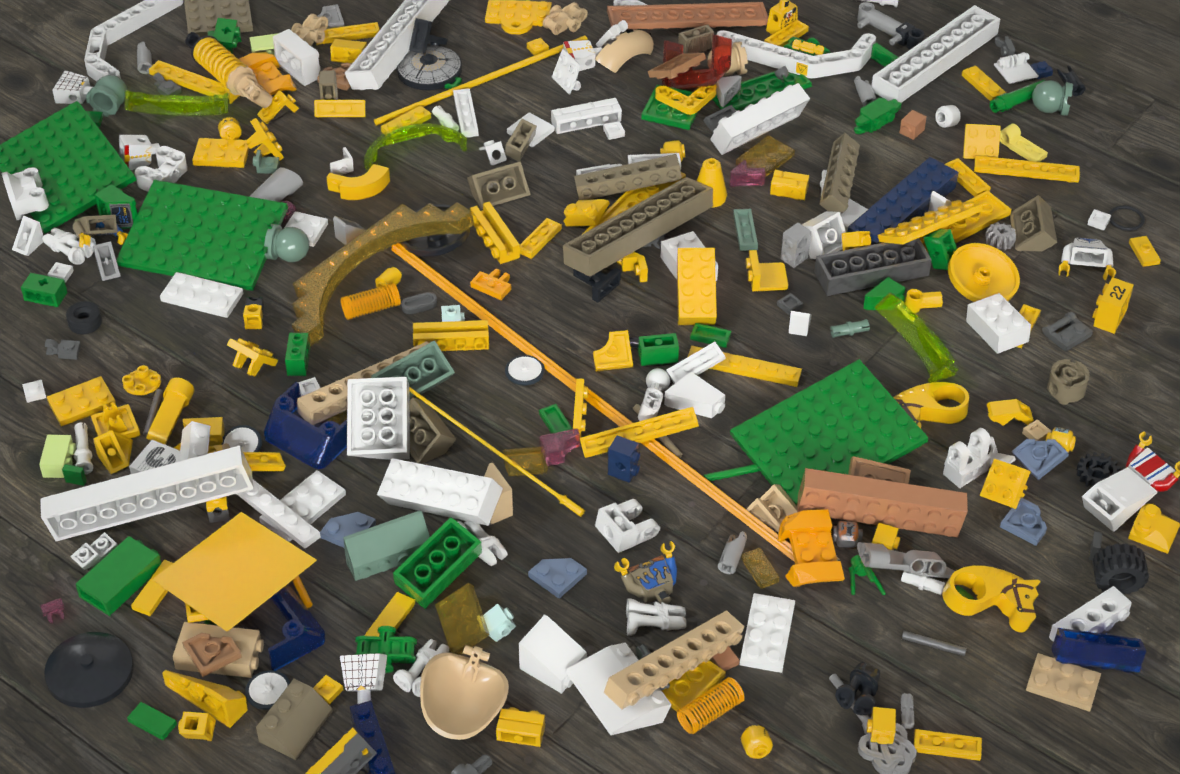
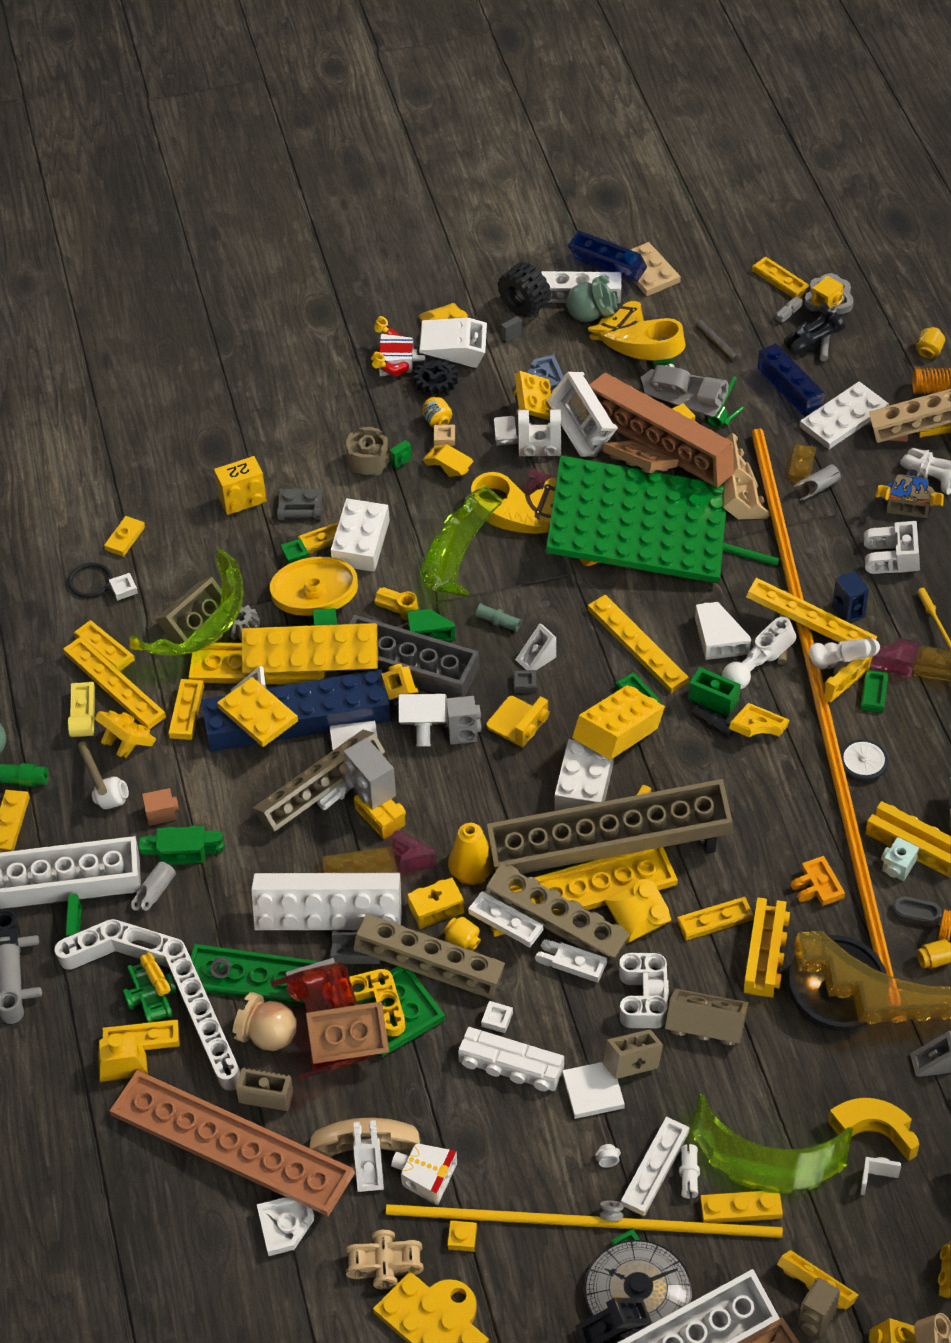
camera: 140 degrees left, 5 degrees up
(474, 80) = (611, 1210): none -> light grey bush
(490, 146) = (669, 1083): white bracket -> none
(494, 105) = (607, 1156): none -> white plate
(538, 179) = (654, 990): none -> white beam
(567, 72) = (478, 1140): white hinge -> none
(586, 404) = (833, 655): none -> white piece
(675, 126) = (429, 956): none -> dark tan brick
(697, 362) = (689, 656): white plate -> none
(703, 152) = (436, 903): none -> yellow brick
(745, 229) = (483, 787): sand green plate -> none
(806, 170) = (369, 773): none -> light grey brick
(811, 548) = (757, 431): light orange piece -> none
(835, 629) = (790, 380): none -> clear blue brick
(914, 174) = (257, 711): none -> yellow plate
(934, 434) = (537, 477): none -> clear pink tile
(946, 478) = (581, 414): none -> white door
(964, 110) = (92, 768): none -> dark tan bar
(1007, 198) = (216, 624): none -> clear neon green windscreen
(1027, 296) = (294, 551): none -> green plate
(1040, 455) = (470, 410): sand blue plate -> none
(1045, 397) = (400, 454): none -> green plate
(1058, 595) = (589, 300): none -> sand green tile
(1063, 187) = (105, 645): none -> yellow tile
(1089, 253) = (187, 552): white torso -> none

